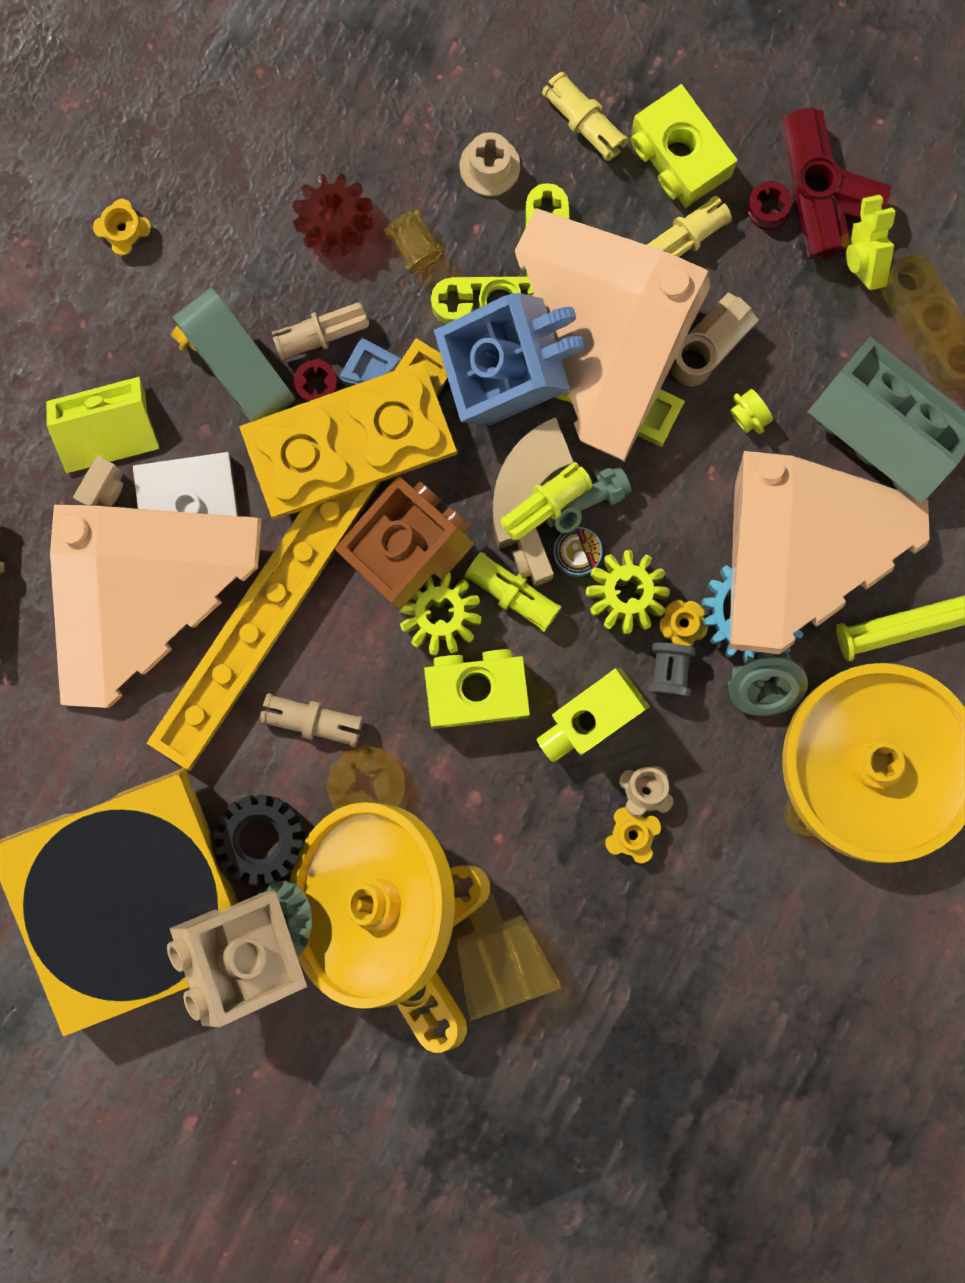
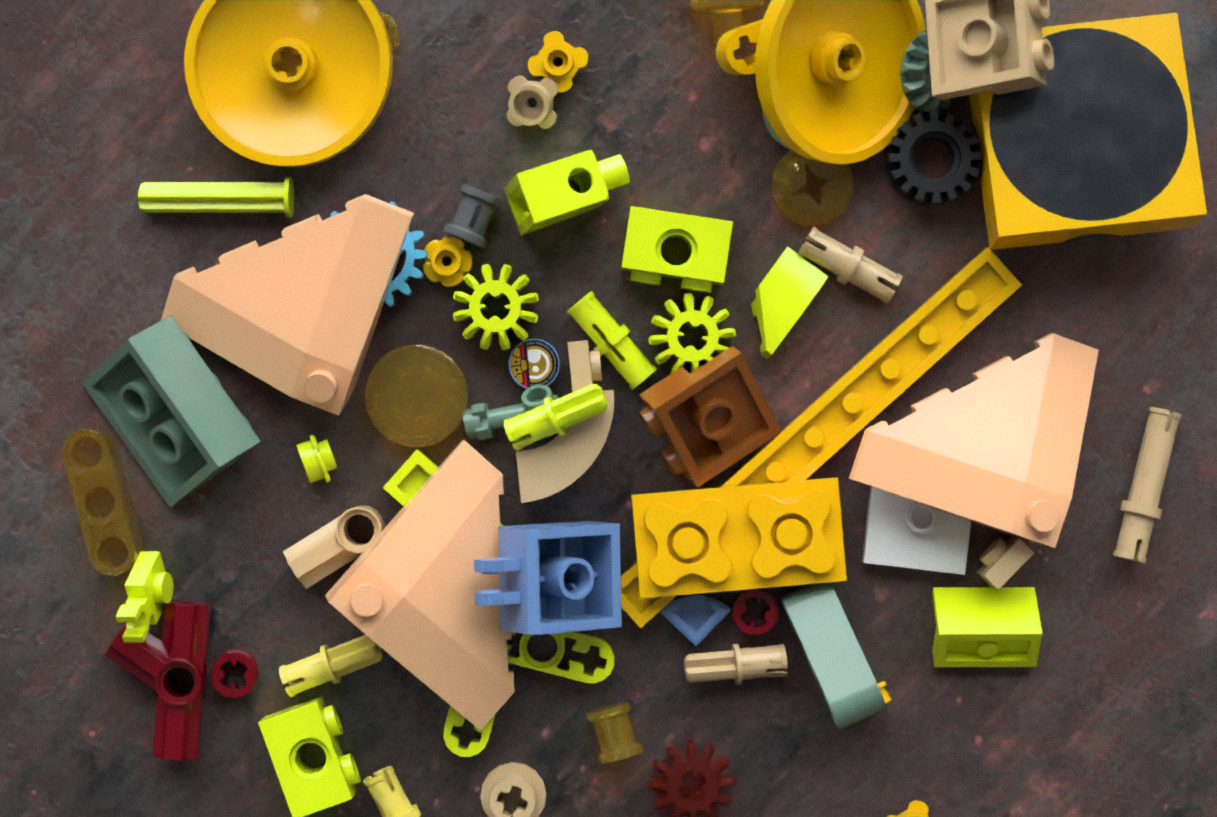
camera: 165 degrees left, 5 degrees up
(364, 673) = (784, 297): none -> neon yellow slope
(676, 493) = (416, 396): none -> clear yellow tile
(772, 697) = (380, 161): sand green gear -> none

